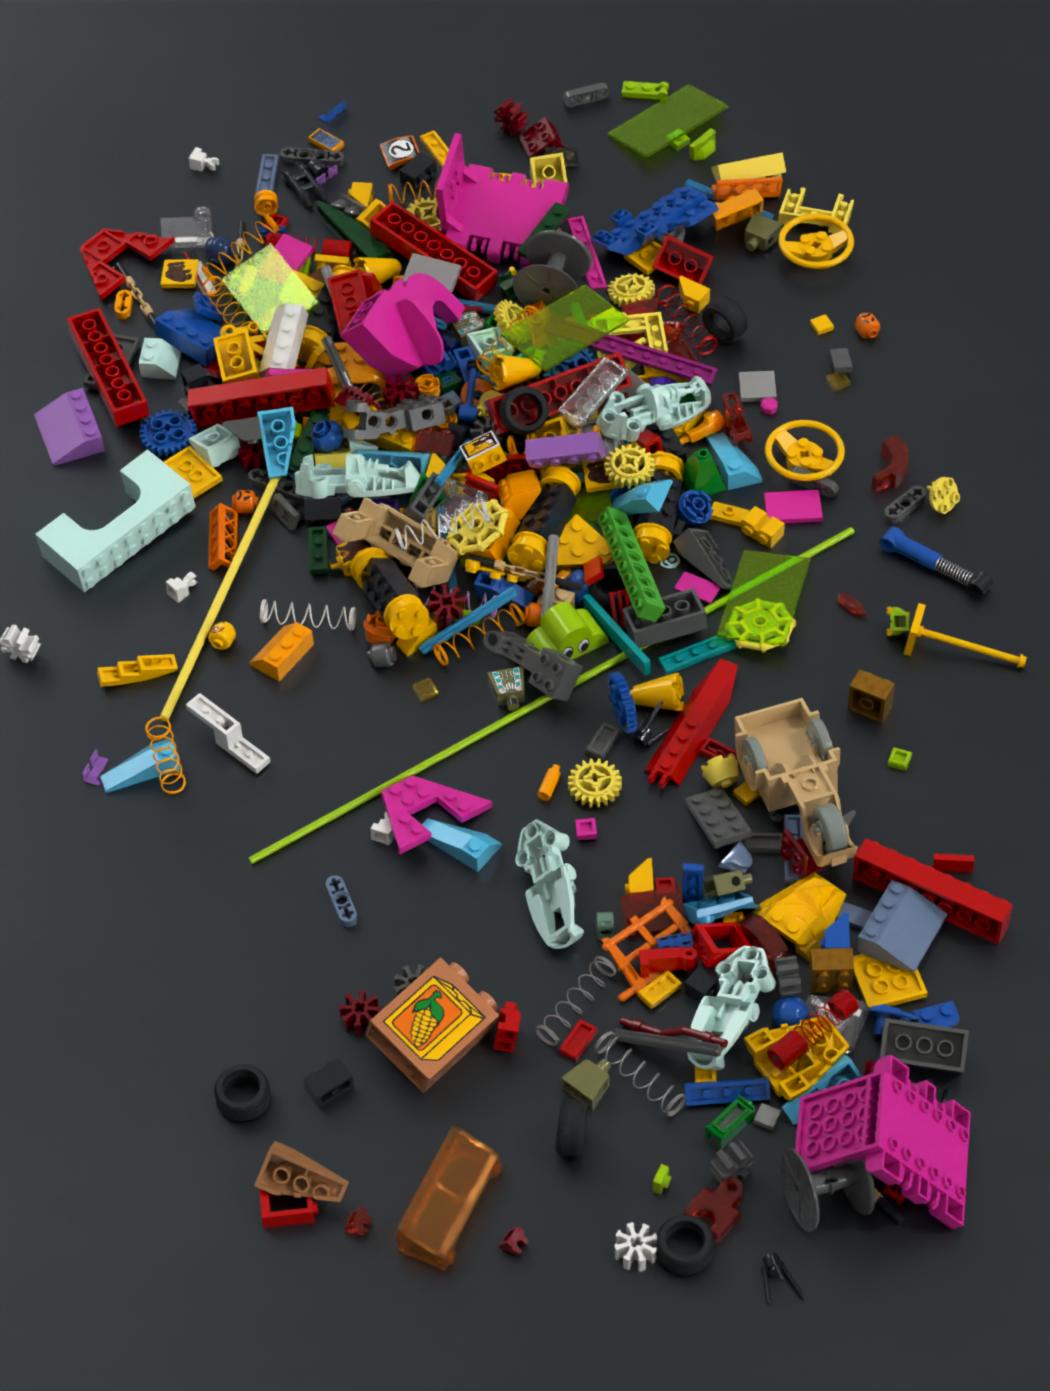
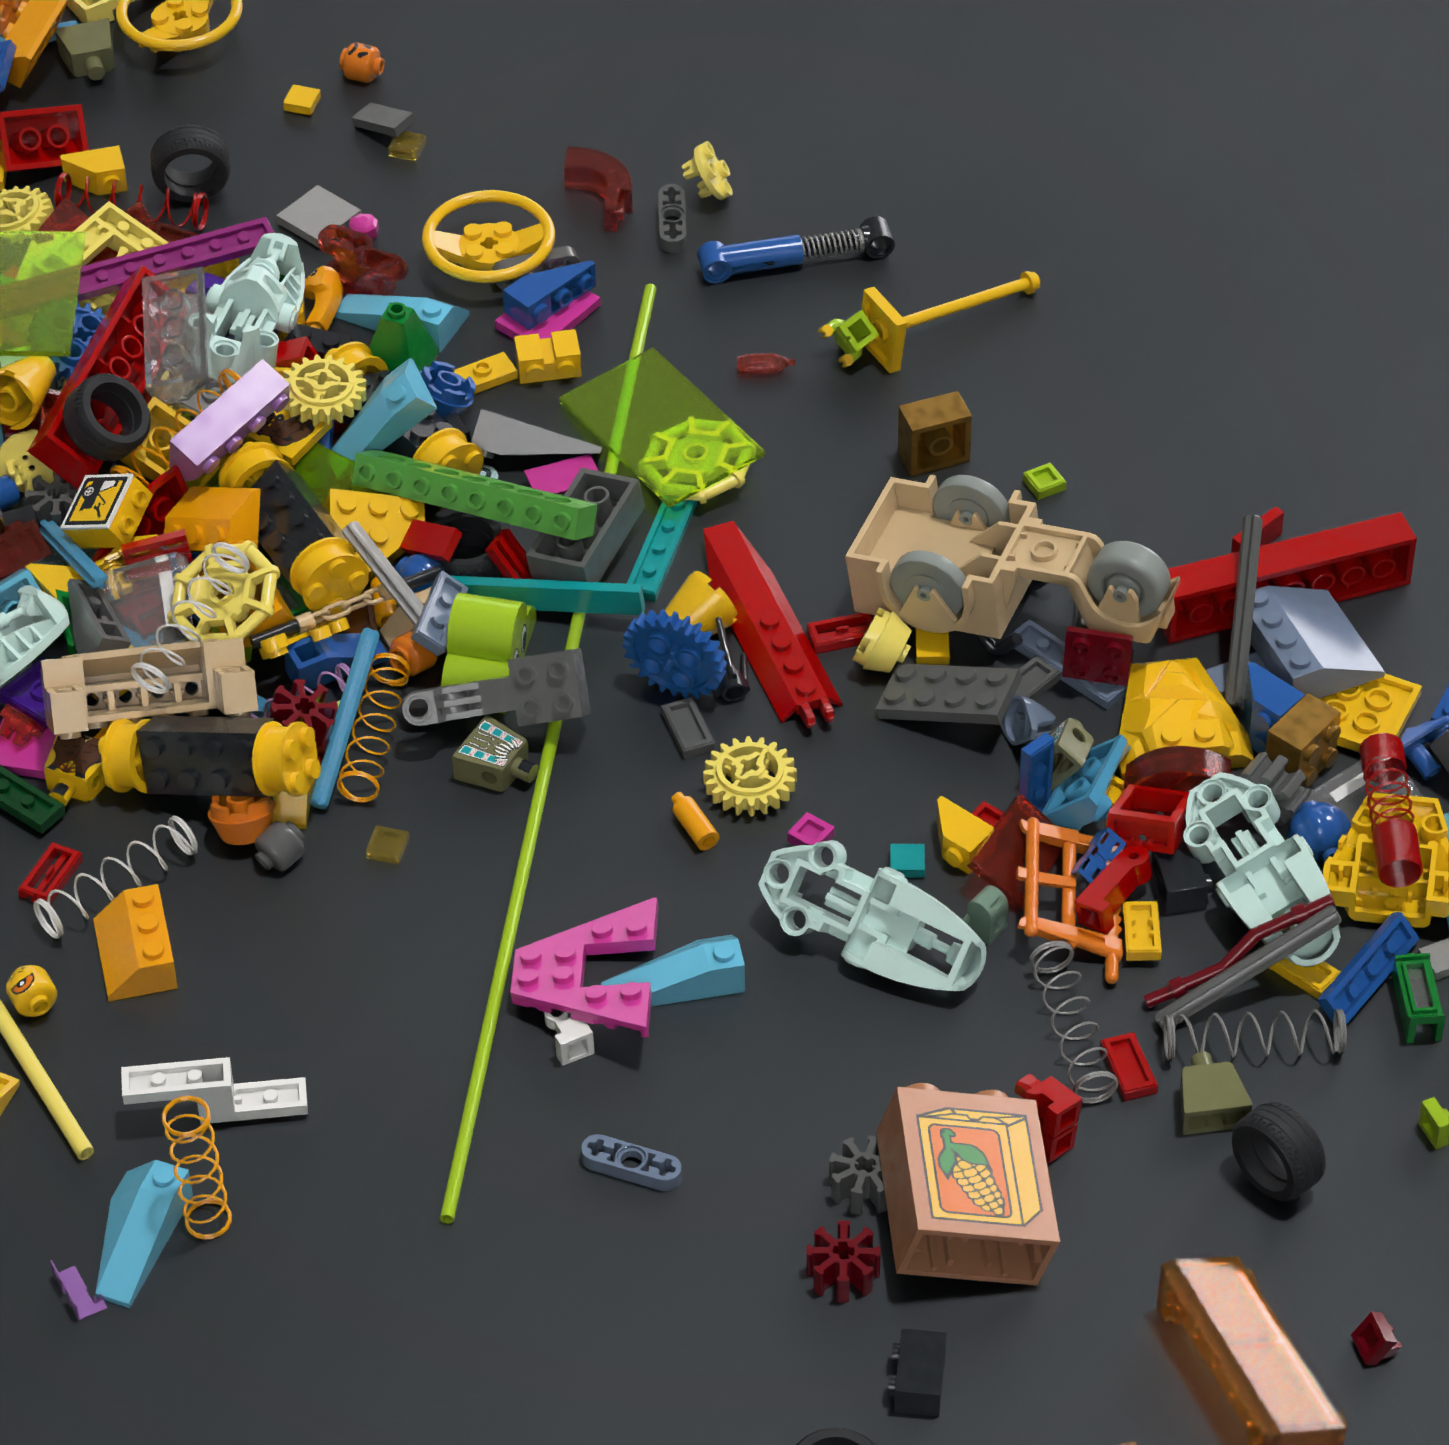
camera: 50 degrees left, 5 degrees down
(293, 596) = (56, 875): none -> red tile
(538, 609) = (434, 618): none -> sand blue tile
(610, 874) = (908, 859): none -> teal tile
(797, 497) = (546, 292): none -> blue slope
(886, 882) = (1243, 610): none -> dark grey axle

